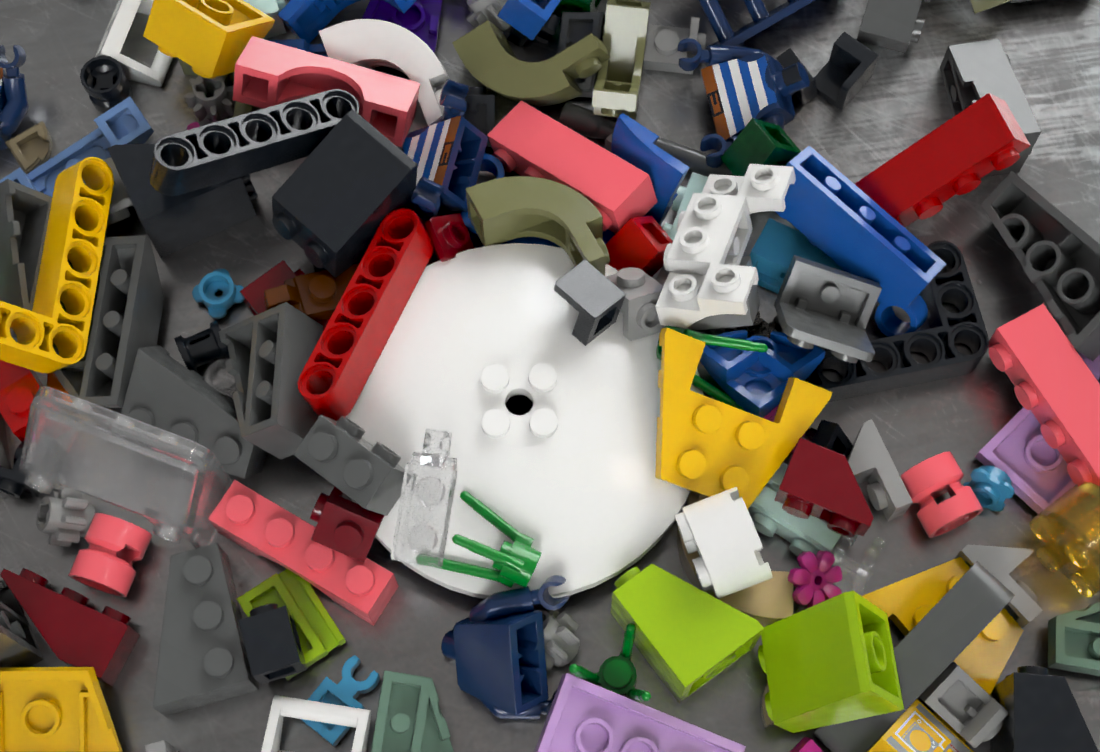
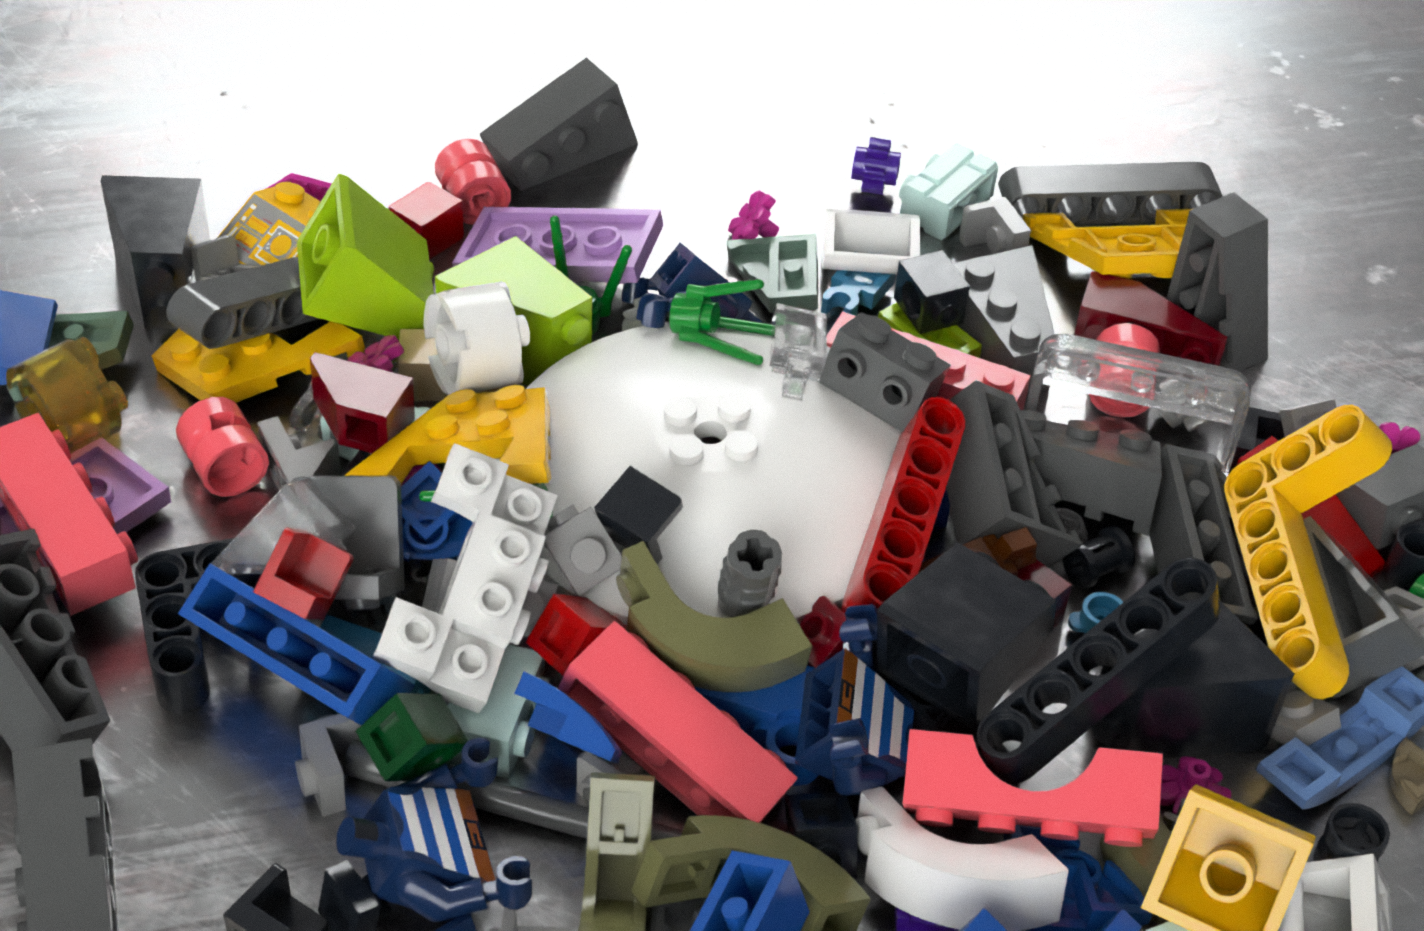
camera: 170 degrees right, 25 degrees down
(507, 227) = (749, 573): none -> dark grey axle
(855, 251) = (304, 574): none -> red panel
(871, 315) = (294, 506): none -> clear slope
(947, 161) = (168, 720): red brick -> none
(991, 487) = (163, 461): dark azure plate -> none
(1000, 563) = (163, 385): light grey slope -> none

